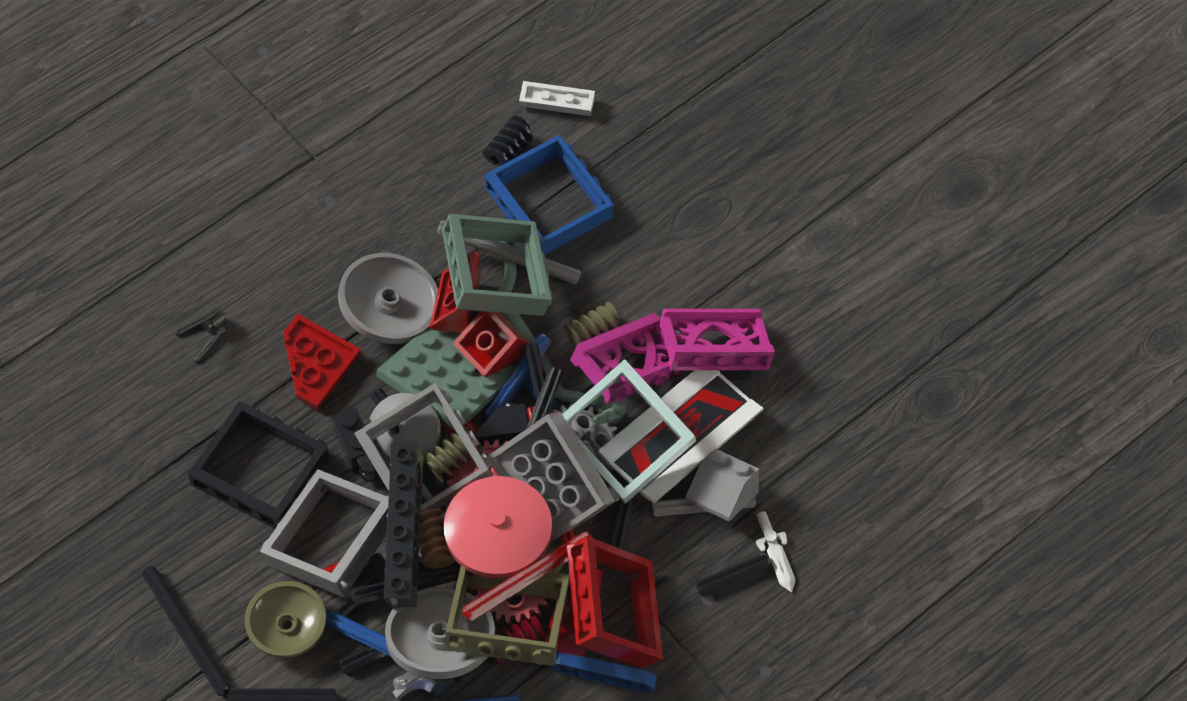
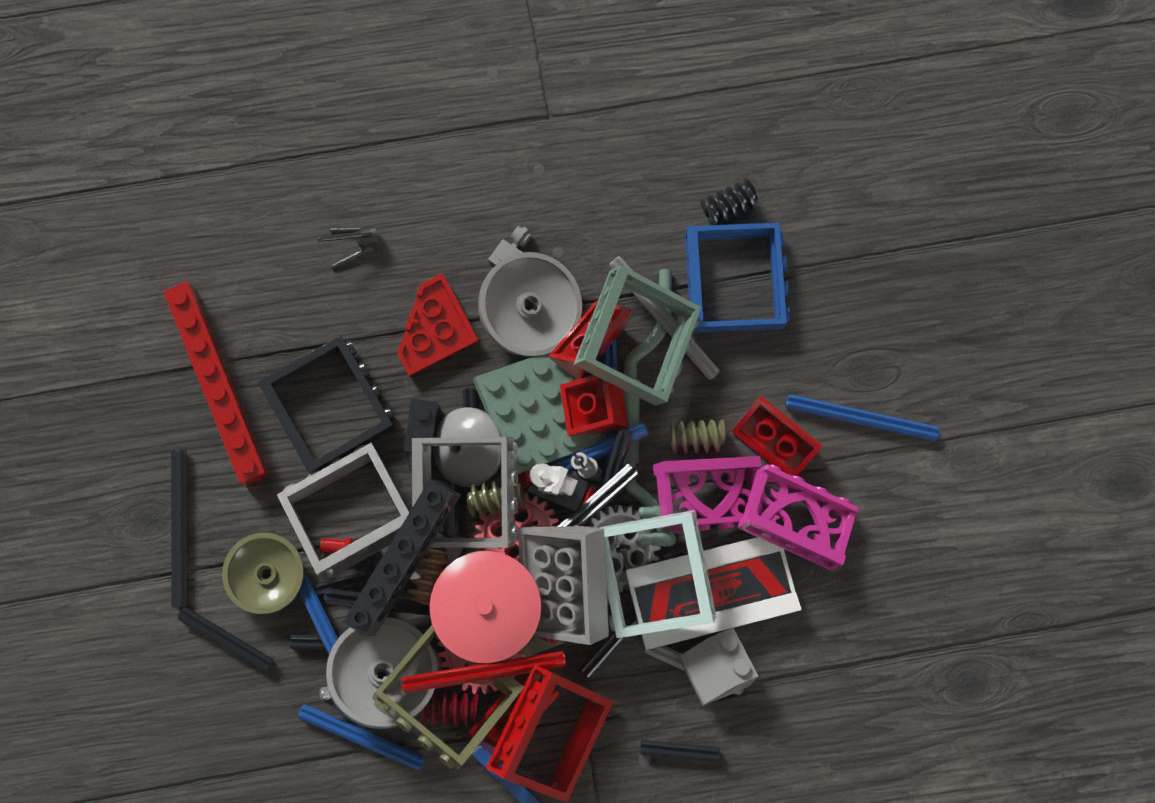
camera: 25 degrees right, 20 degrees up
(151, 497) = (216, 384): none -> red brick
(347, 257) = (504, 249): none -> light grey plate
(494, 408) = (552, 480): none -> white hips
(515, 392) = (587, 467): none -> light grey axle
(556, 98) = (801, 179): white plate -> none
(655, 289) = (776, 437): none -> red slope
(720, 247) = (862, 417): none -> blue axle
(776, 552) = (731, 751): white sword -> none

